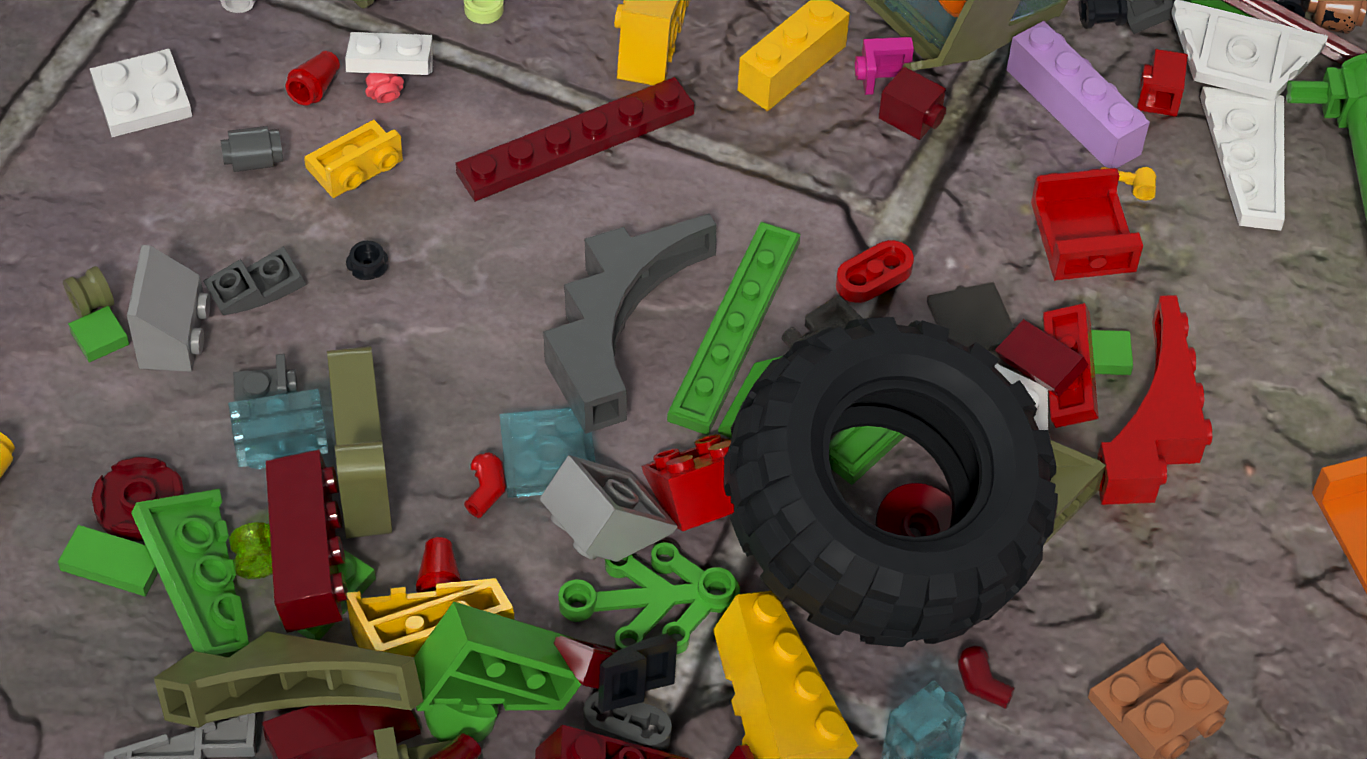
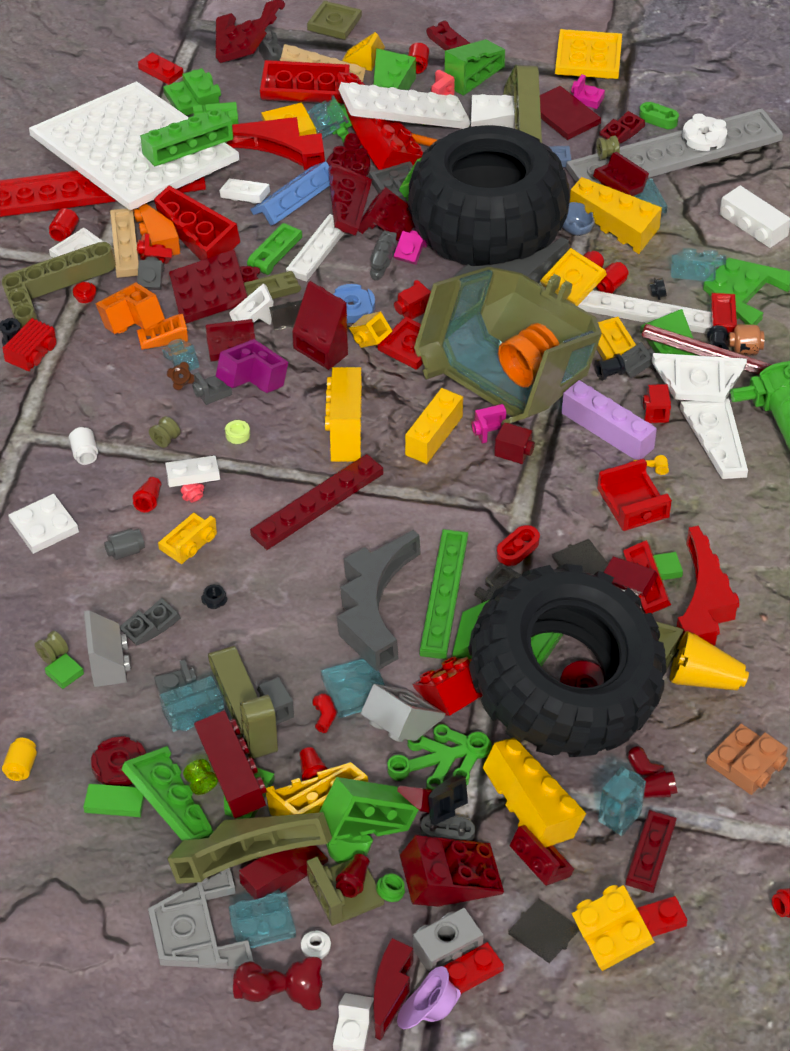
camera: 10 degrees left, 5 degrees down
(410, 452) = (280, 699): none -> dark grey brick
(996, 720) = (660, 785): none -> dark red cone
(1128, 534) = (706, 666): none -> yellow cone

